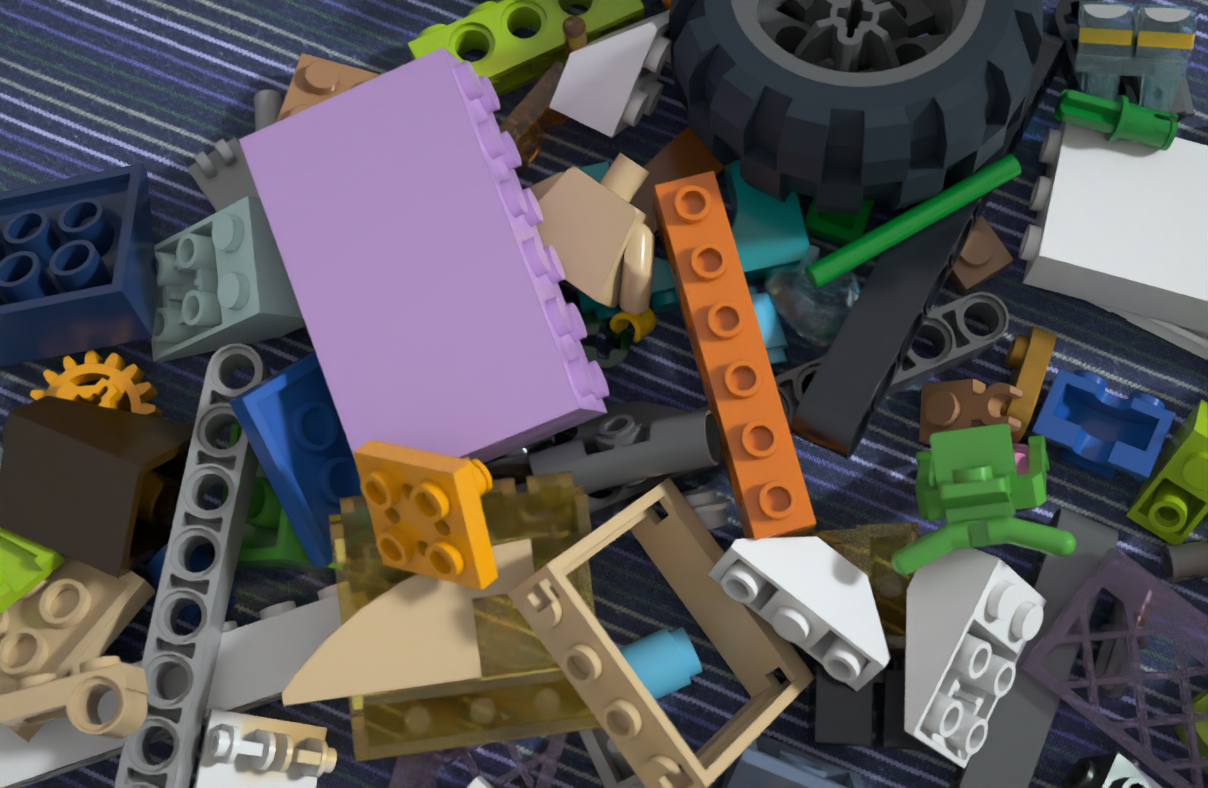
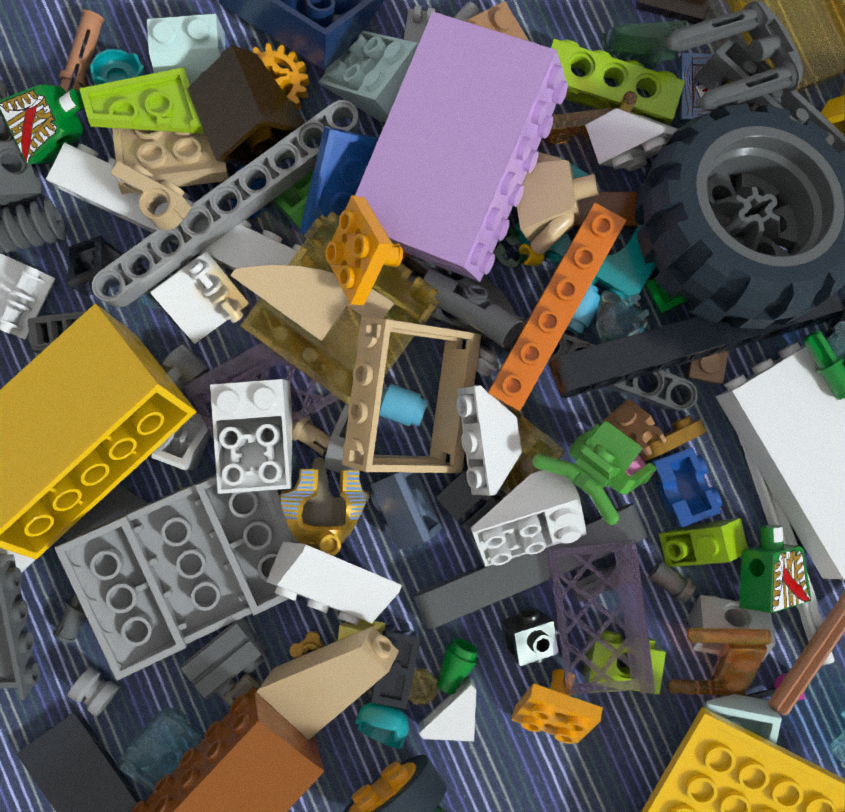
camera: 45 degrees right, 10 degrees up
(912, 221) = (692, 324): green bar -> none

